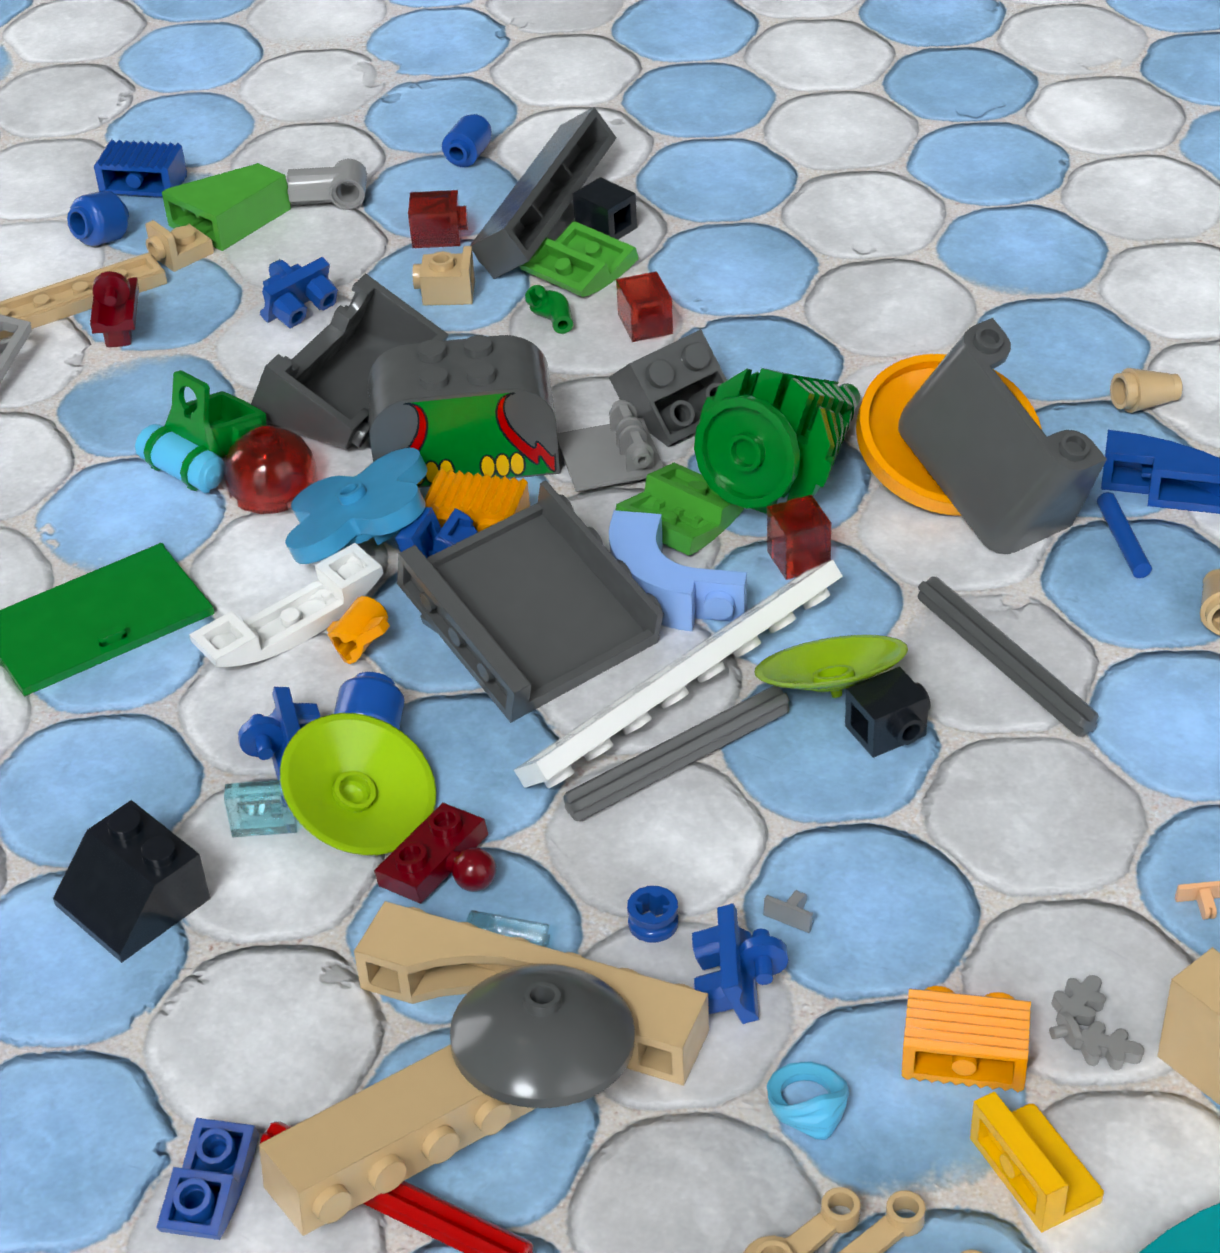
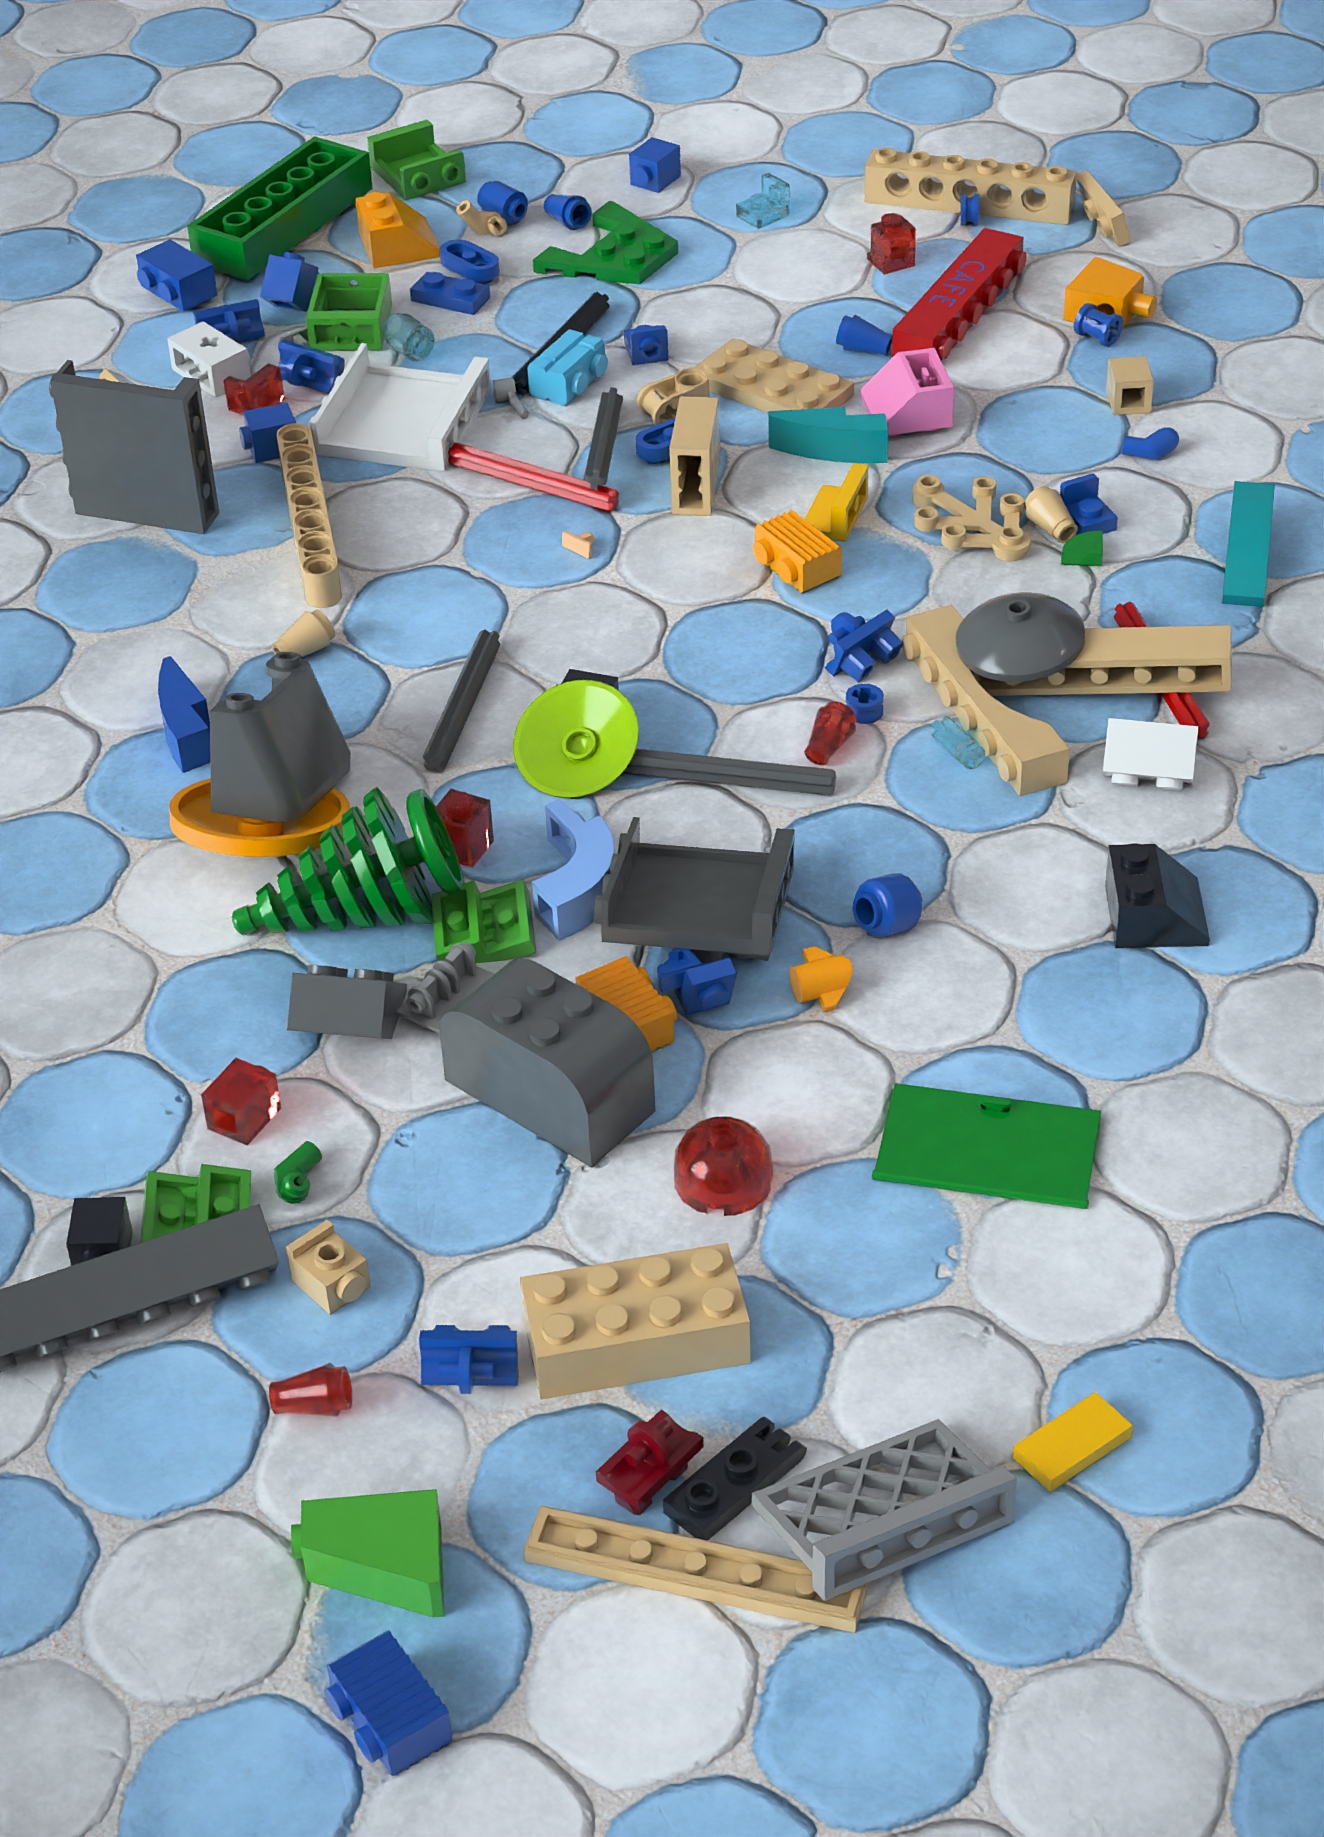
camera: 135 degrees left, 0 degrees up
(64, 348) = (727, 1481): none -> black hinge
(98, 218) = (521, 1640): blue head -> none
(179, 247) = (484, 1543): tan bracket -> none
(197, 433) = (750, 1216): green piece -> none
(210, 1181) = (1254, 733): blue slope -> none
(218, 342) = (635, 1320): none -> tan brick
(258, 809) = (1018, 888): clear light blue bracket -> none
(269, 735) = (959, 927): blue hips -> none
(290, 1051) = (1150, 753): none -> white slope
(294, 618) = (852, 1028): white slope -> none
(325, 385) = (560, 1221): dark grey windscreen -> none
(326, 186) = (247, 1492): light grey piece -> none
(357, 508) = (751, 1042): dark azure plant -> none
(357, 783) = (952, 857): lime hat -> none
(364, 235) = (313, 1392): none -> clear red cone
(435, 849) = (943, 808): dark red plate -> none
(436, 219) = (238, 1352): clear red brick -> none
(467, 140) = (54, 1450): blue brick -> none
(636, 848) = (830, 730): none -> clear red cone
(669, 683) = (667, 800): white plate -> none
(790, 911) = (786, 663): light grey piece -> none
(818, 1115) = (902, 569): medium azure piece -> none
(1079, 1007) = (731, 536): light grey animal -> none
(1143, 389) = (75, 779): tan cone -> none

